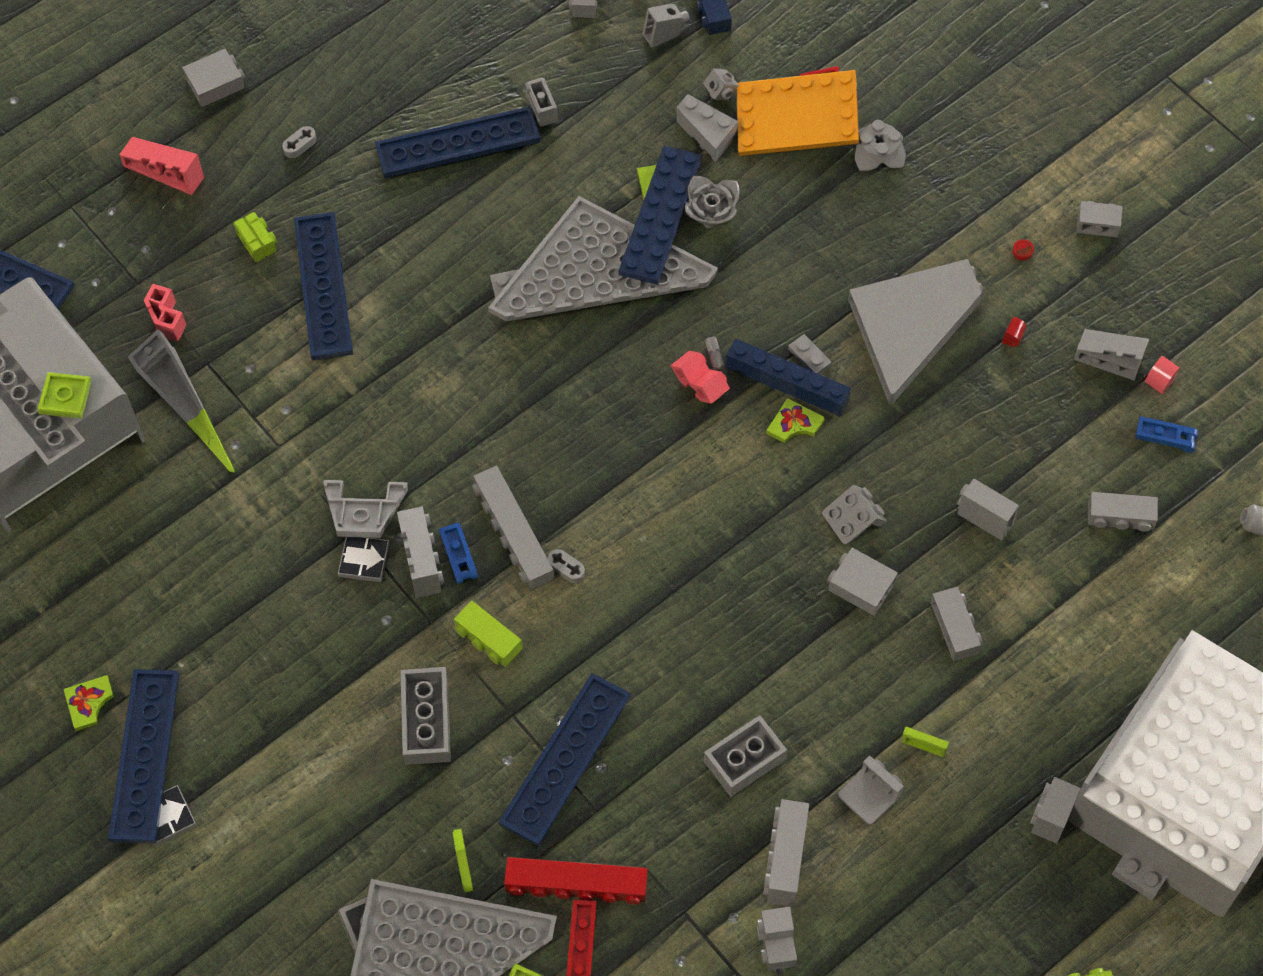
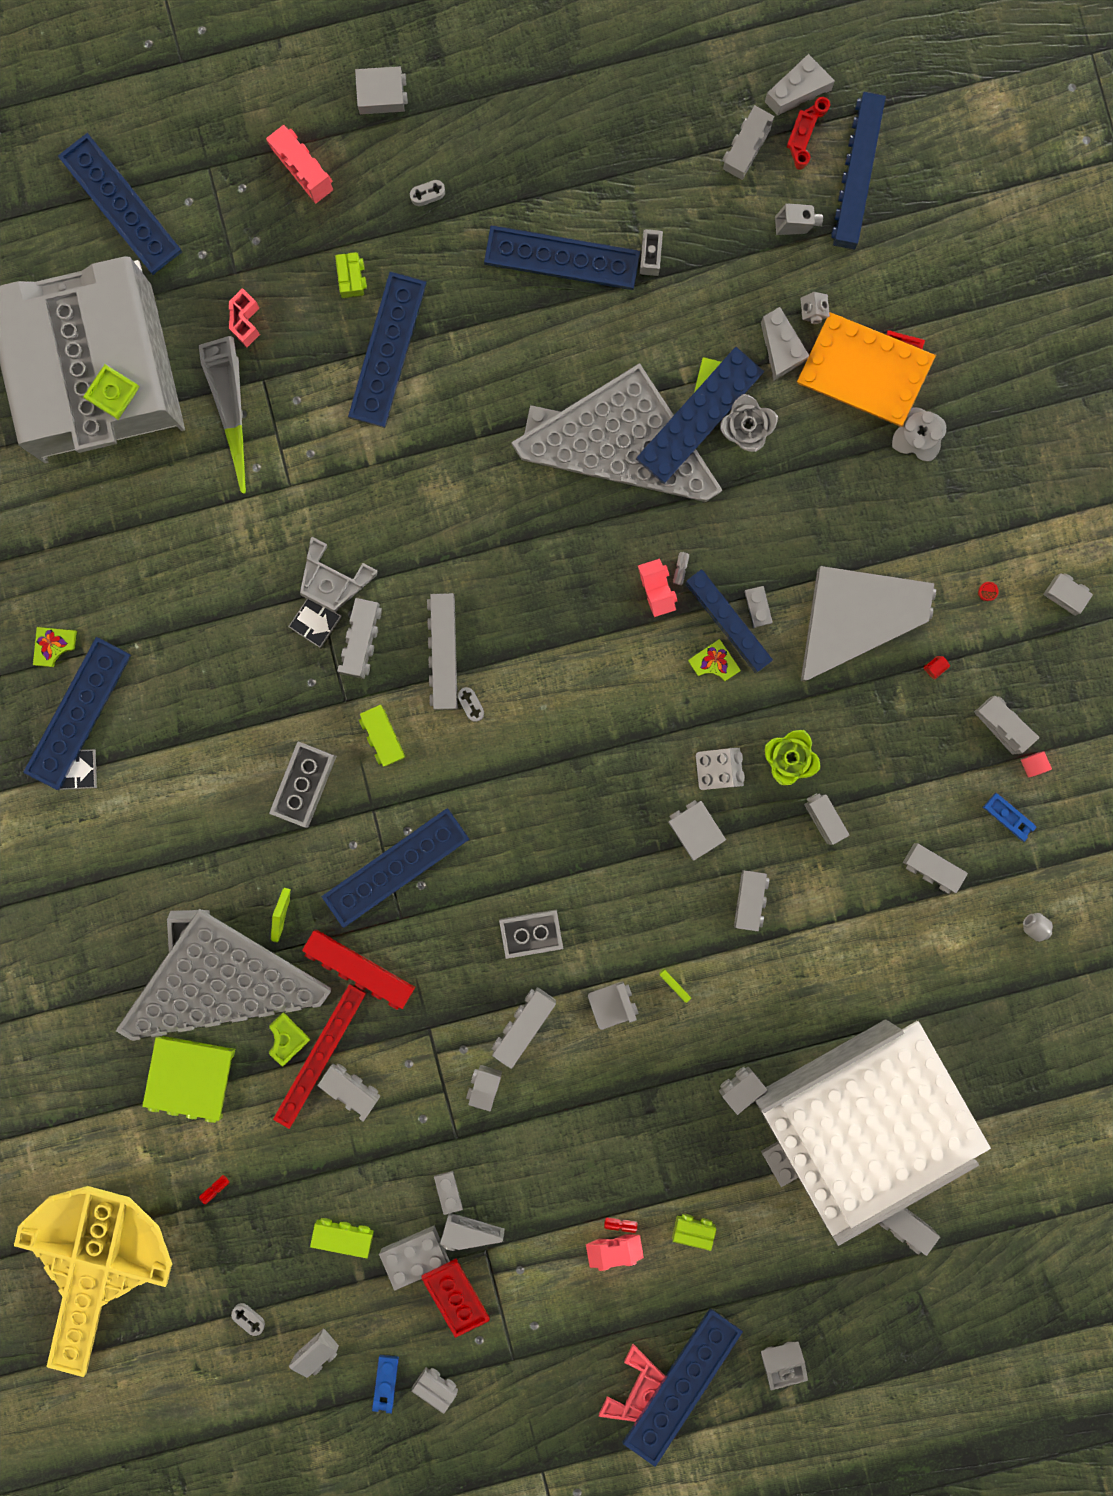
camera: 25 degrees right, 25 degrees up
(458, 552) = (390, 653): blue plate -> none
(919, 456) = (800, 745): none -> lime brick

